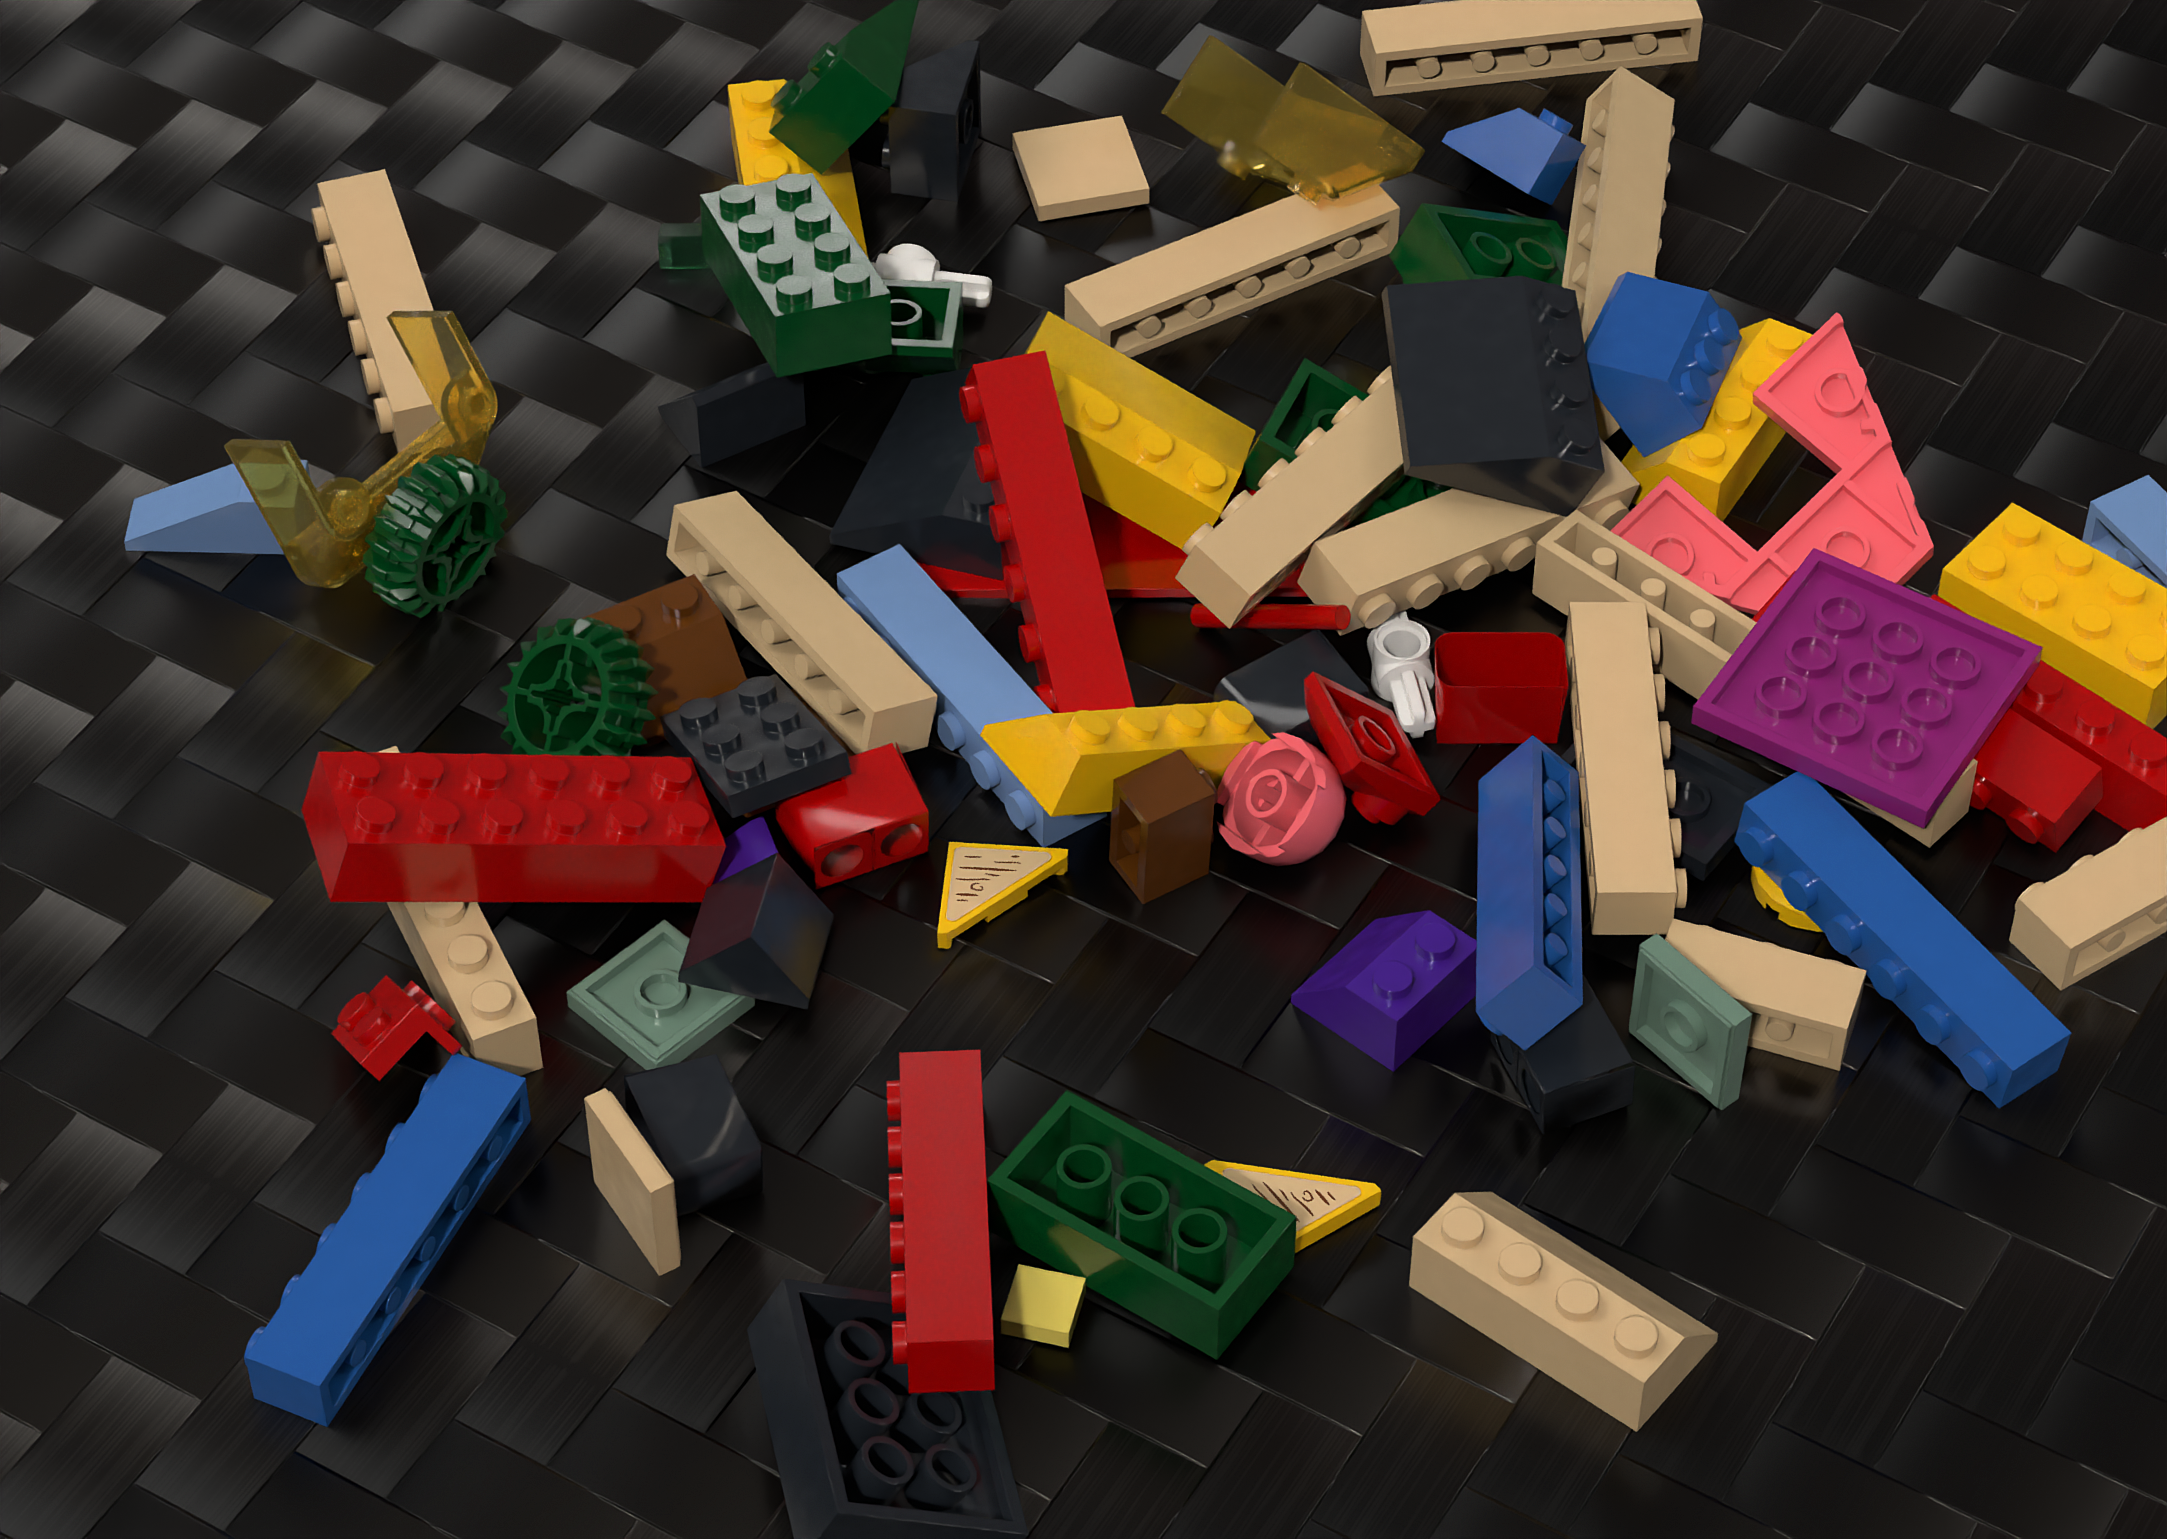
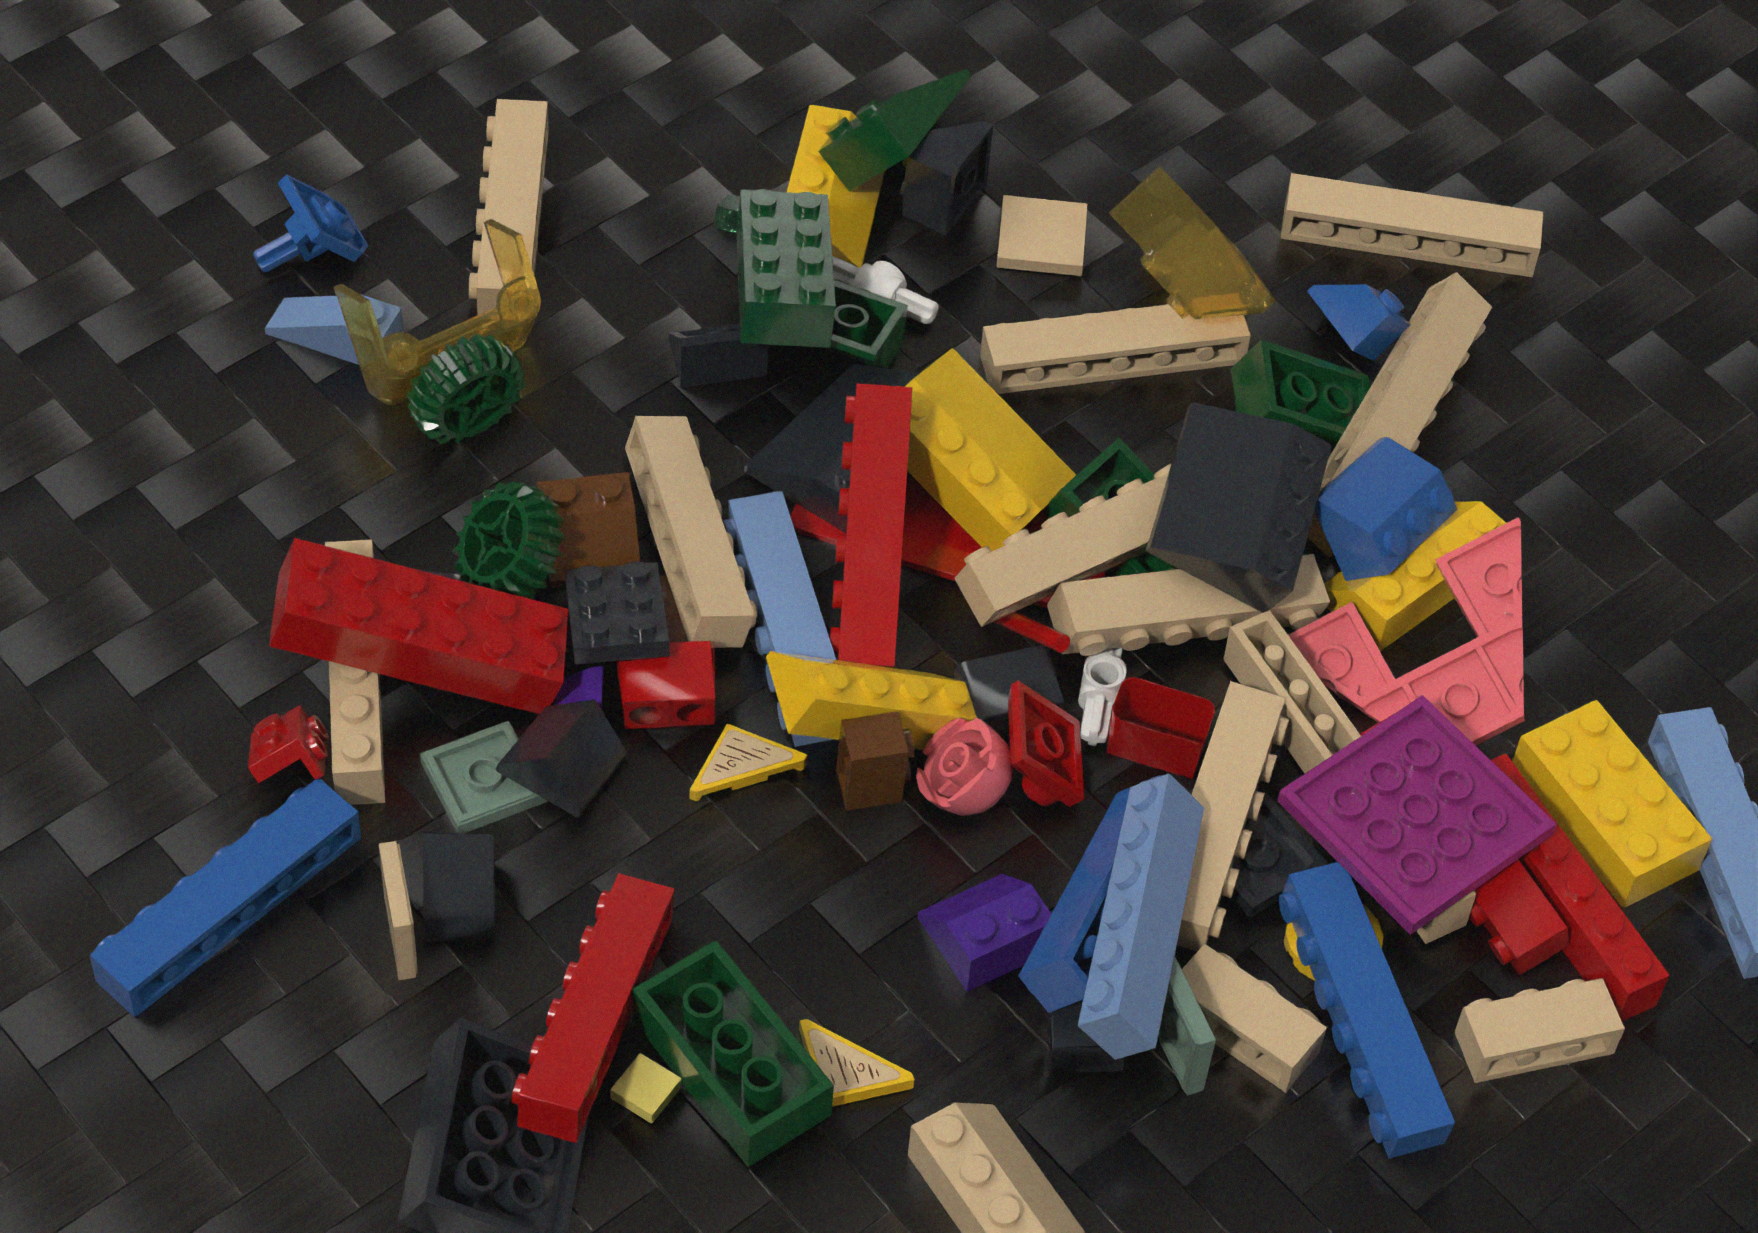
camera: 15 degrees right, 5 degrees up
(138, 404) = (314, 228): none -> blue piece
(1599, 898) = (1141, 918): none -> medium blue brick

